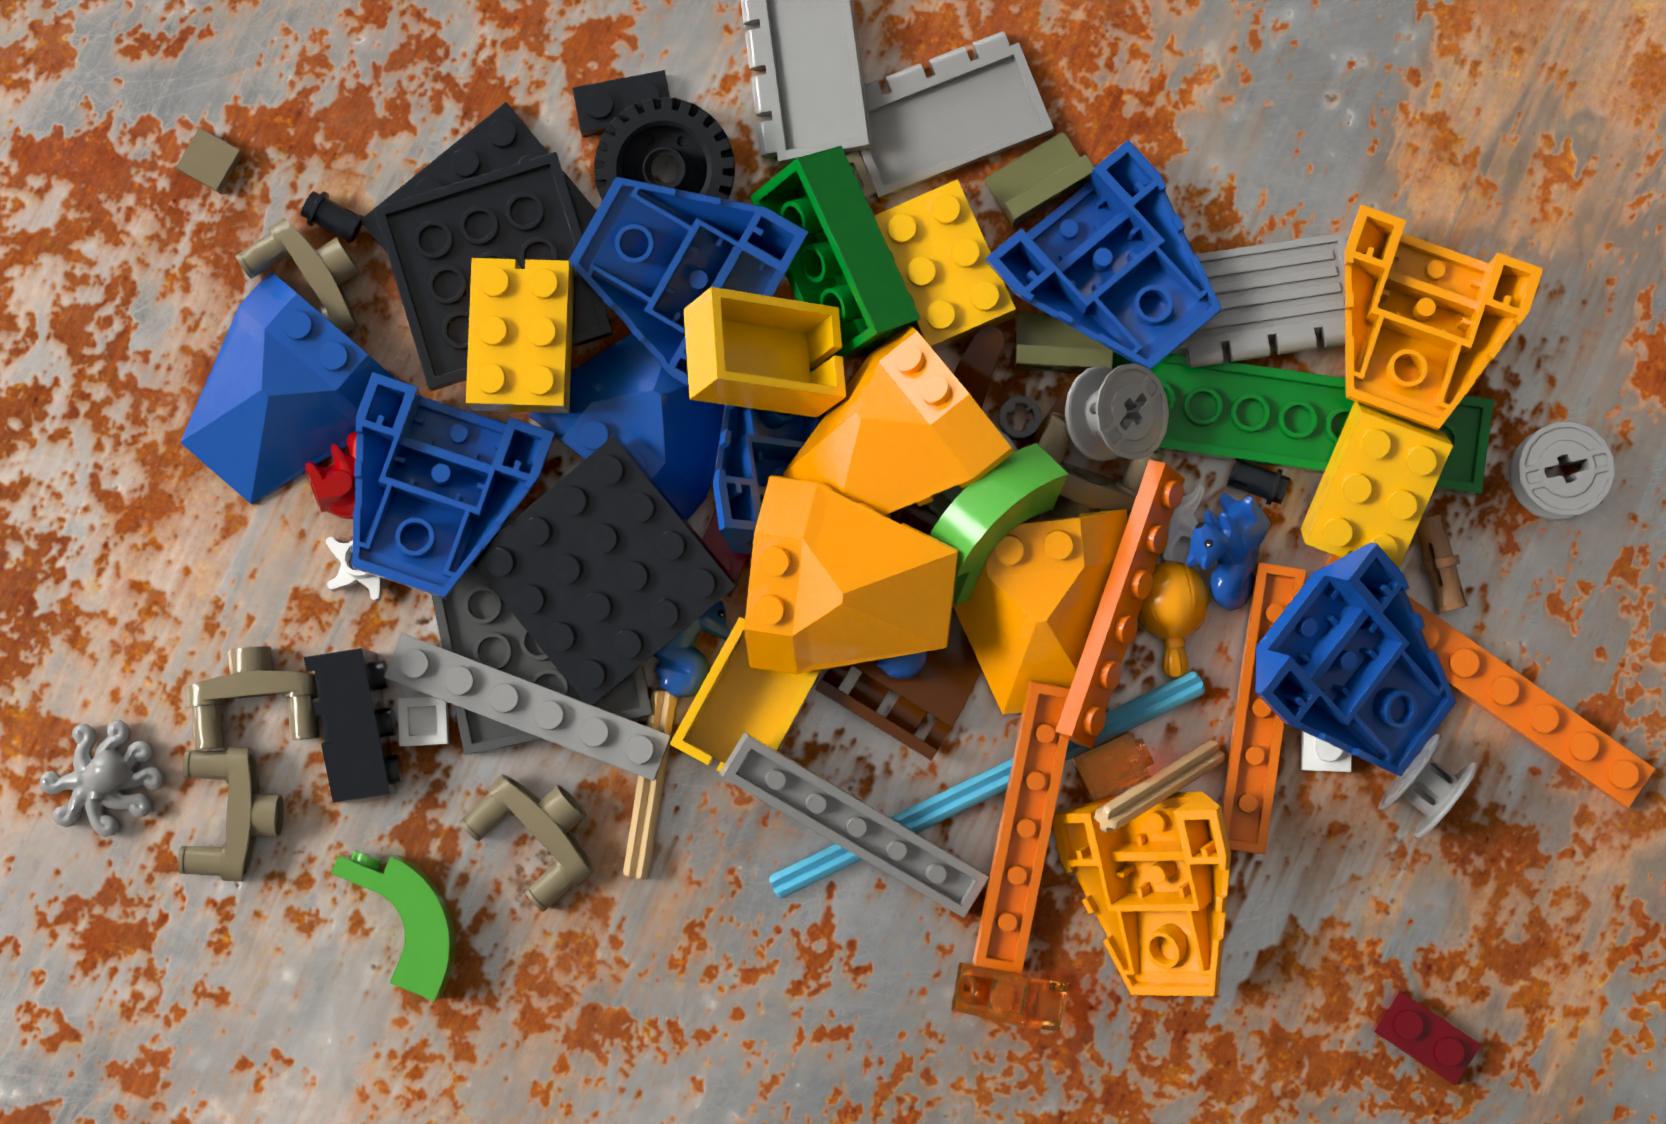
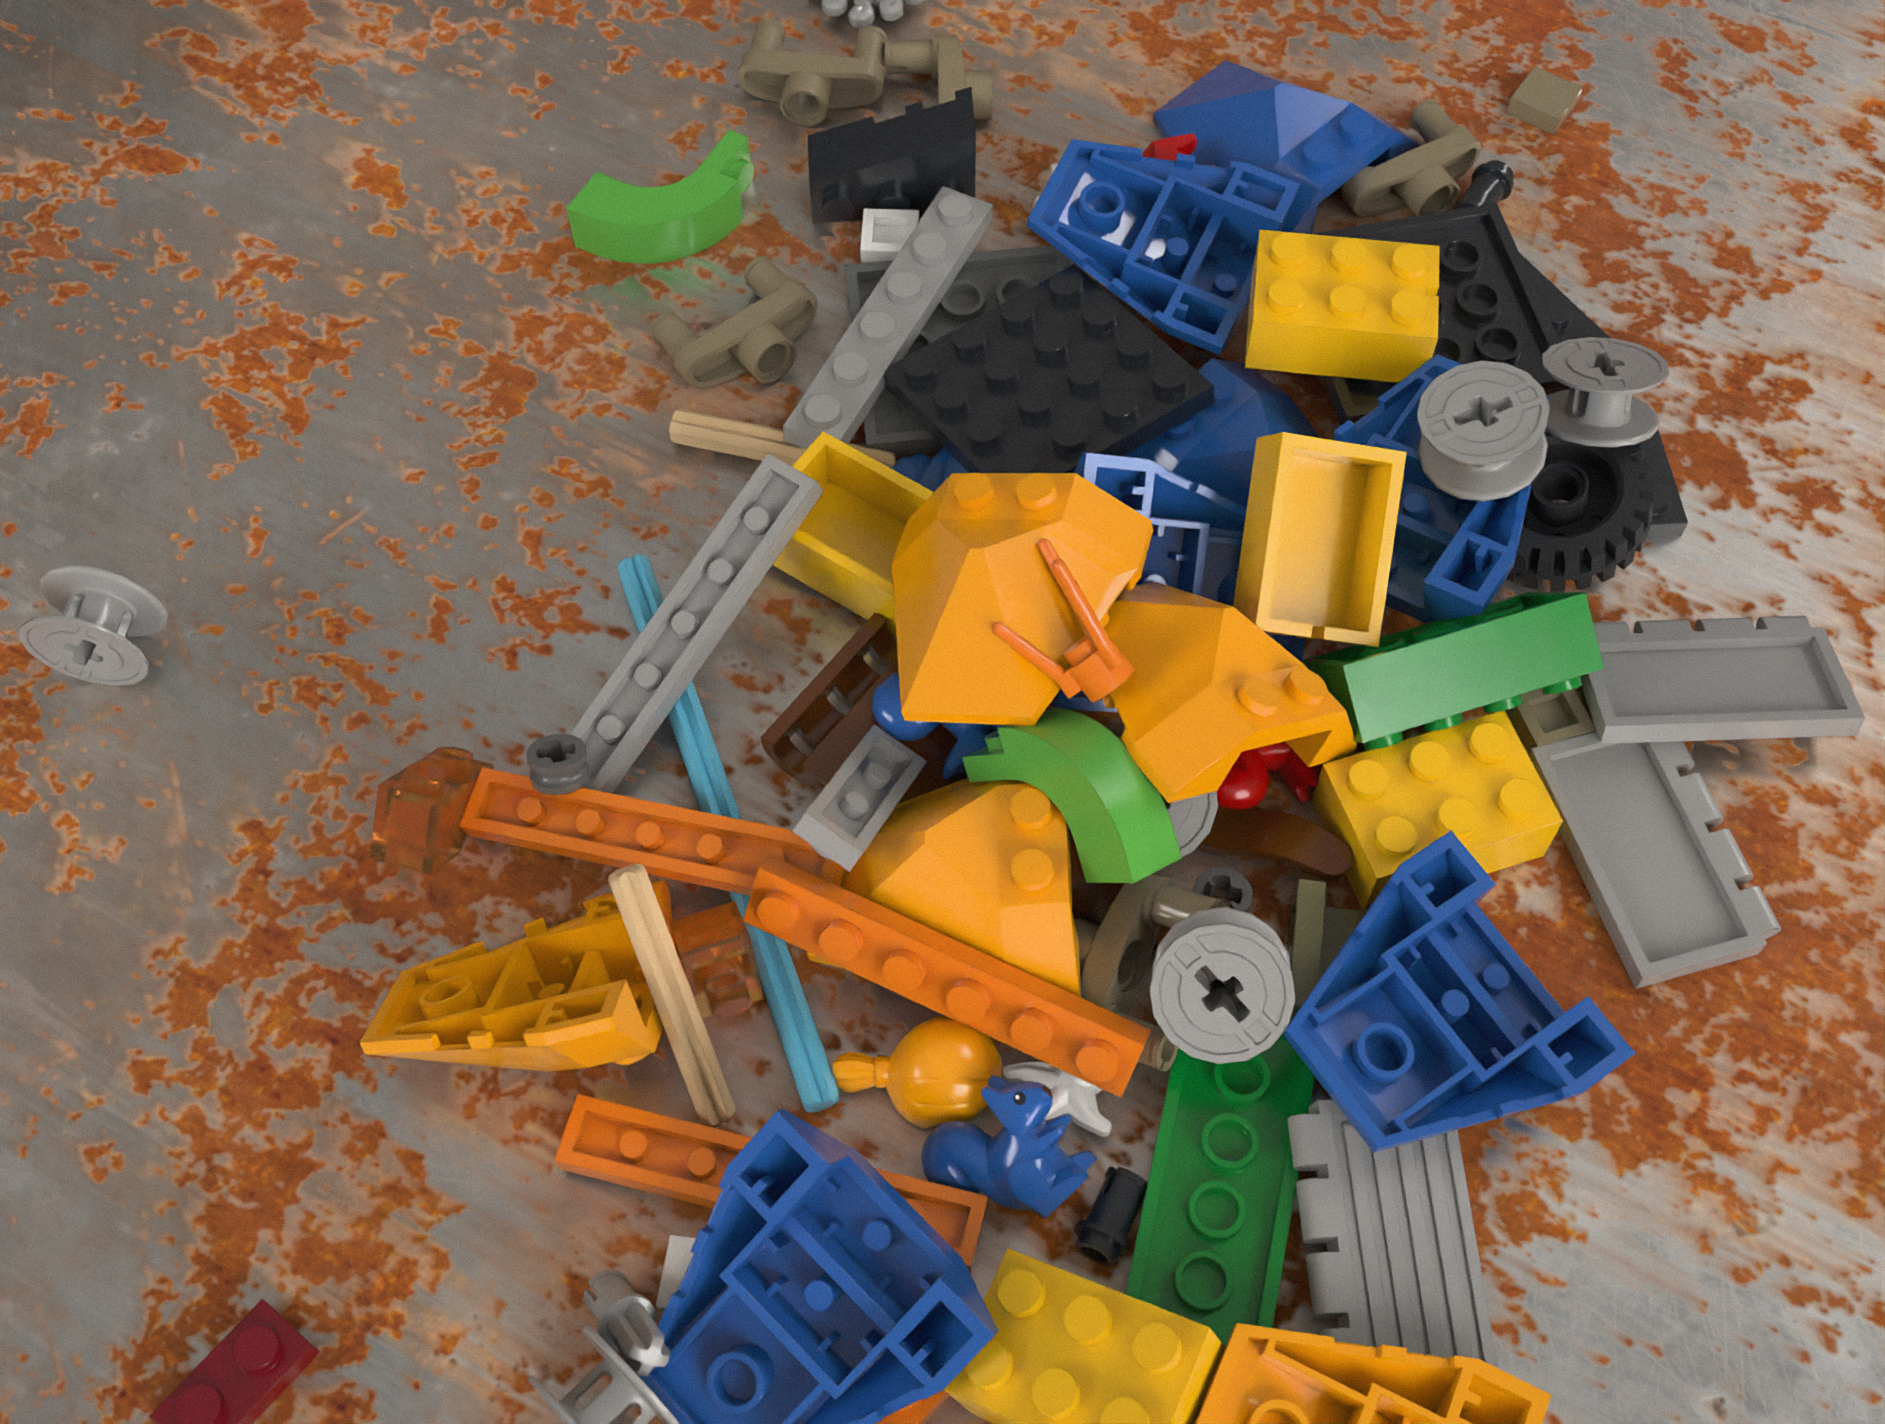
camera: 90 degrees right, 25 degrees down
(578, 113) = (1601, 384): none -> light grey piece
(636, 219) = (1483, 430): none -> light grey piece
(911, 511) = (1094, 659): none -> orange plant
(964, 897) = (558, 764): none -> dark grey bush
(996, 674) = (859, 798): none -> light grey plate
(1038, 179) = (1563, 950): olive panel -> none
(1371, 784) = (627, 1322): none -> light grey axle

